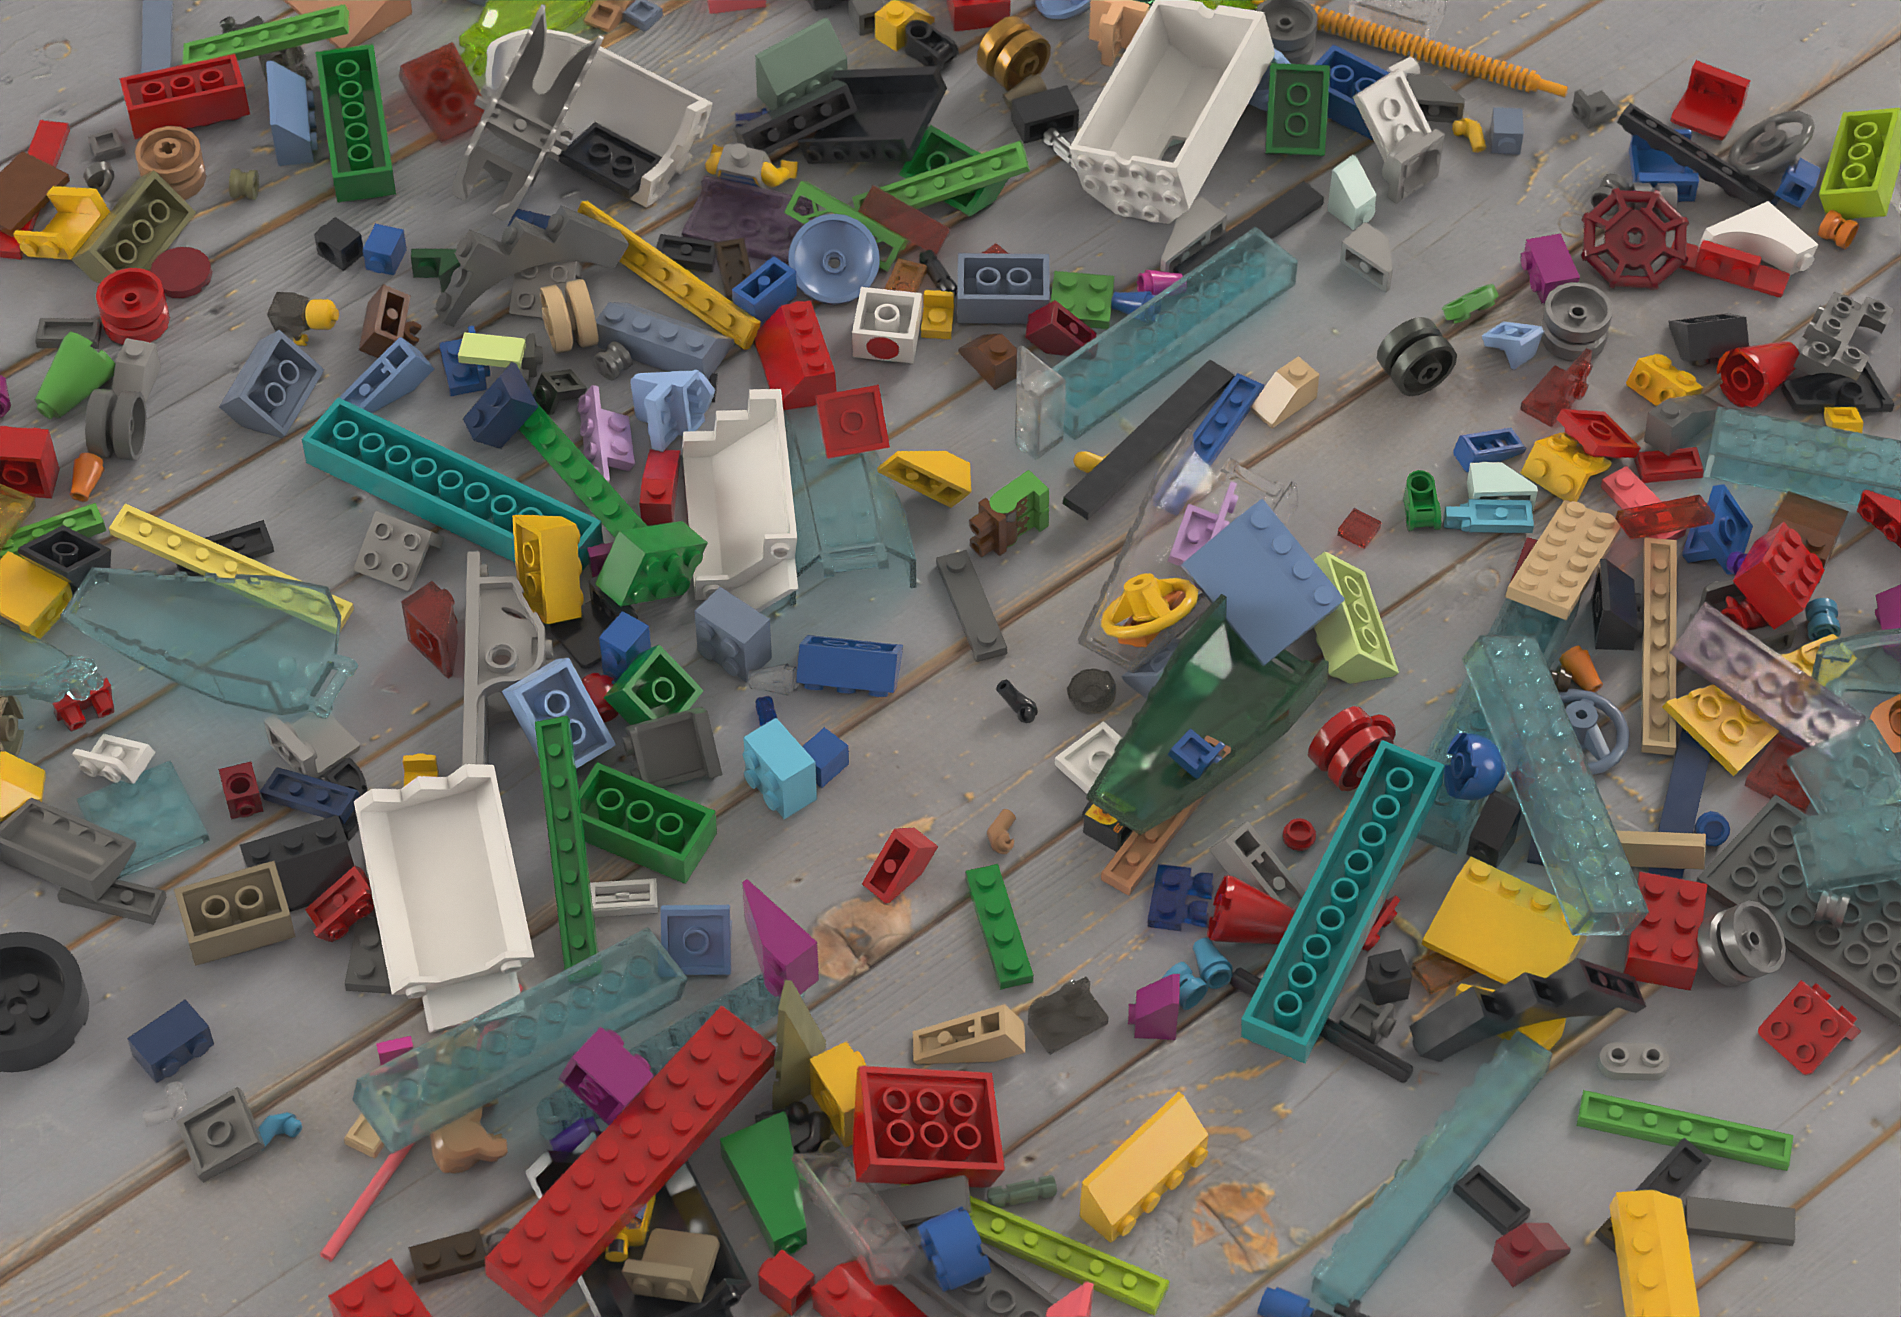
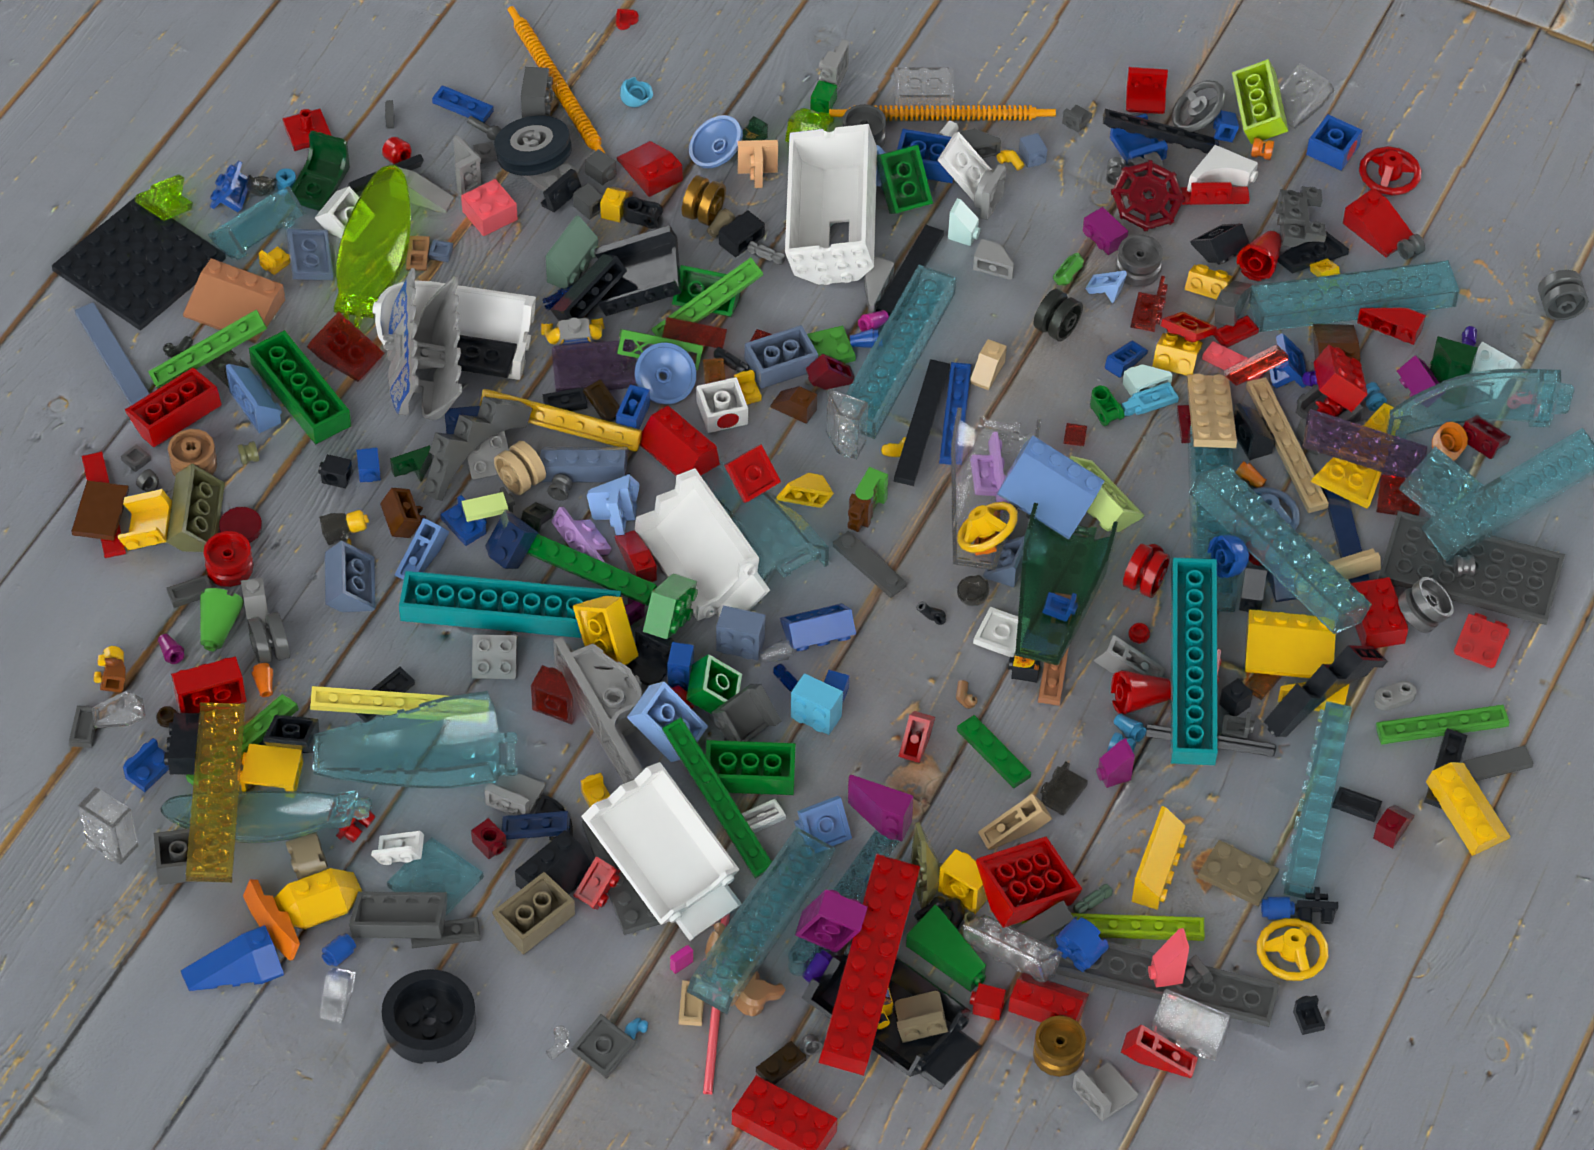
camera: 25 degrees left, 0 degrees up
(171, 1041) = (539, 1004): dark blue brick -> none
(1170, 895) = (1084, 698): clear blue plate -> none
(1258, 1235) = (1238, 873): none -> dark tan plate
(1714, 826) = (1372, 541): blue tile -> none

